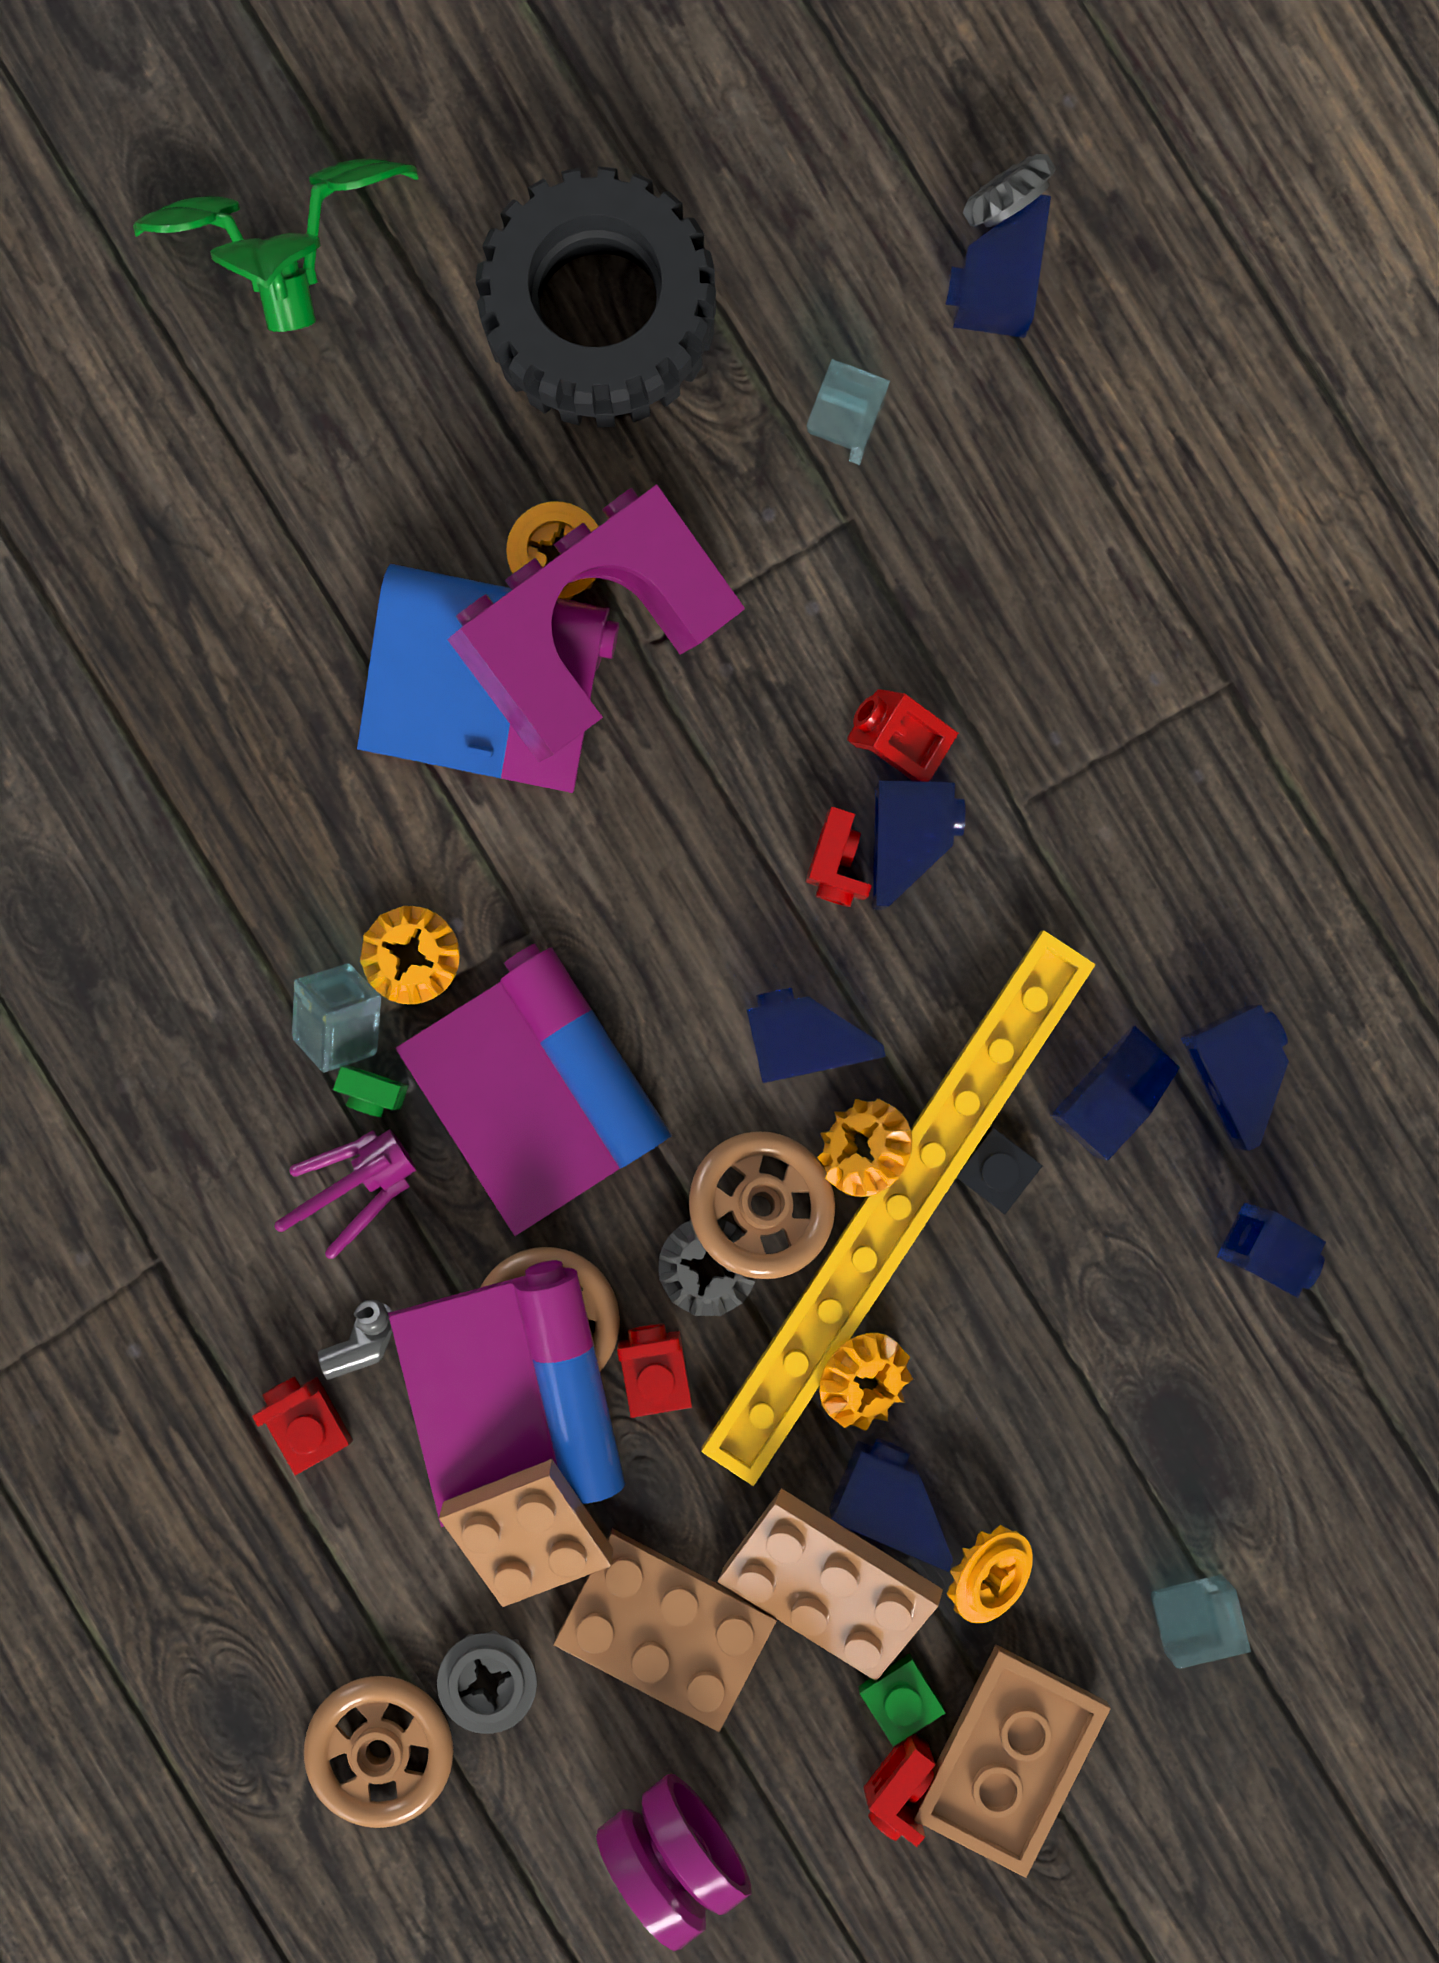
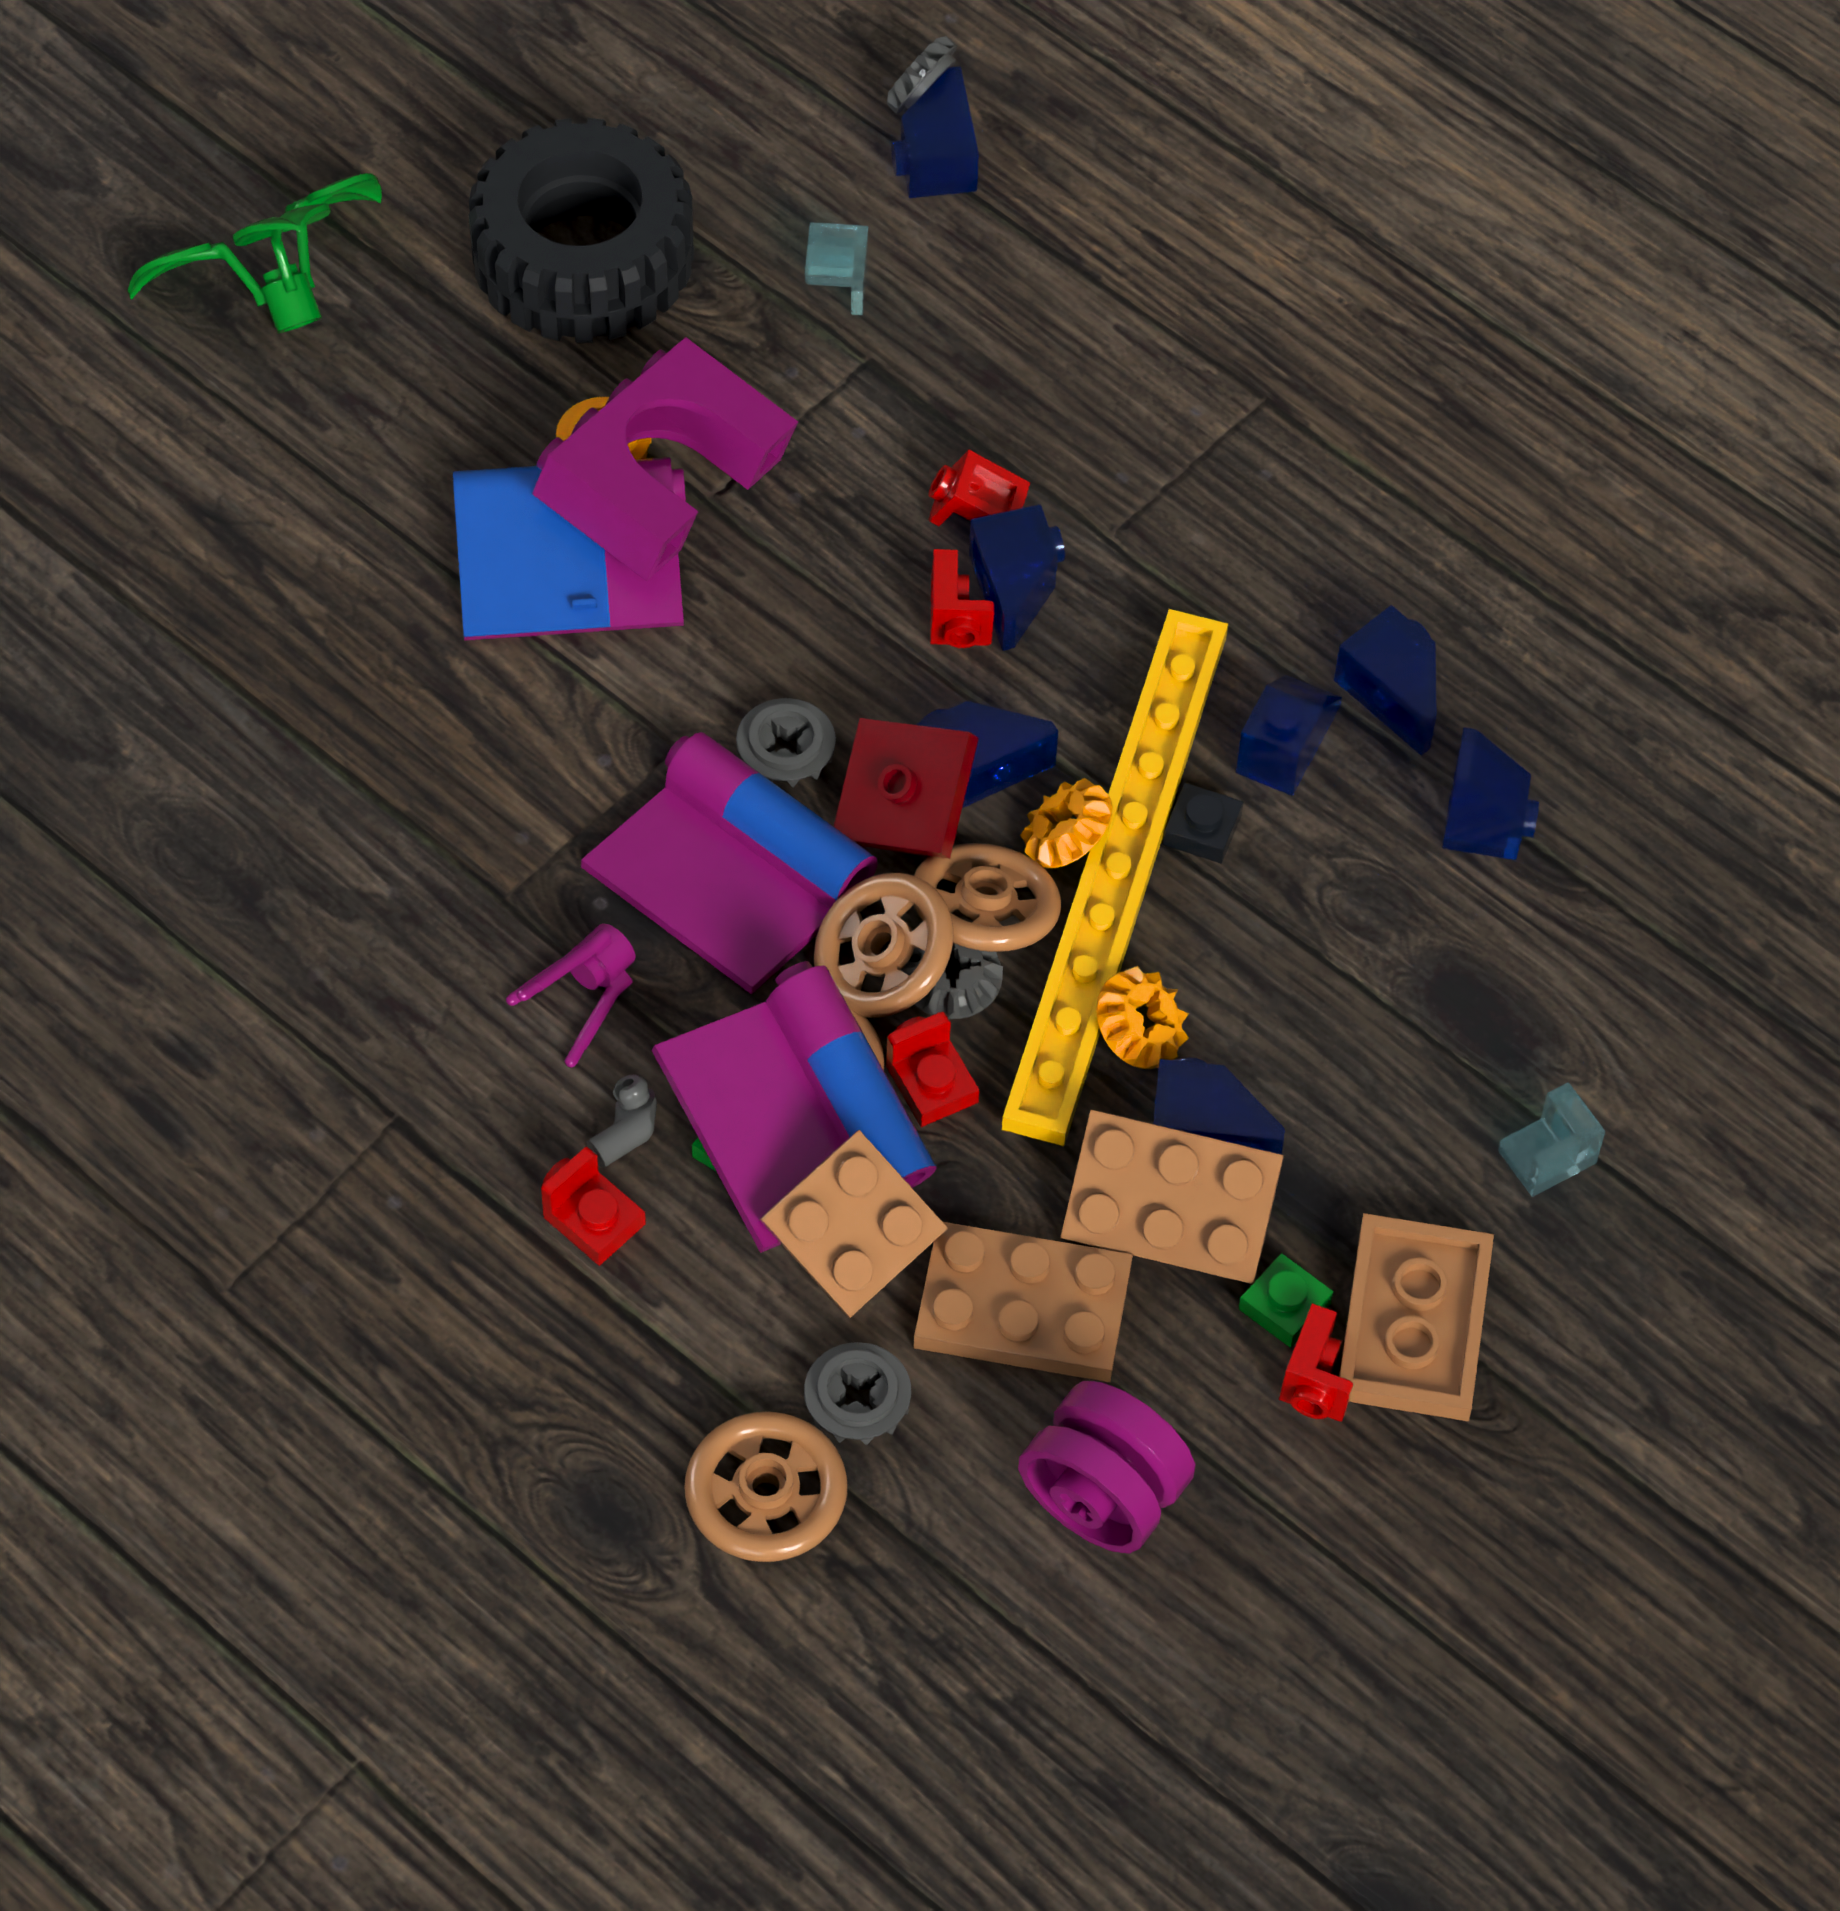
camera: 20 degrees left, 30 degrees down
(336, 1017) = (514, 848): clear light blue panel -> none
(369, 1091) = (568, 896): green plate -> none
(419, 982) = (591, 799): light orange gear -> none
(601, 953) = (788, 720): none -> dark grey gear
(605, 1249) = (868, 936): none -> medium nougat plate
(719, 1074) = (905, 787): none -> dark red plate
(1004, 1565) = (1348, 1164): light orange gear -> none

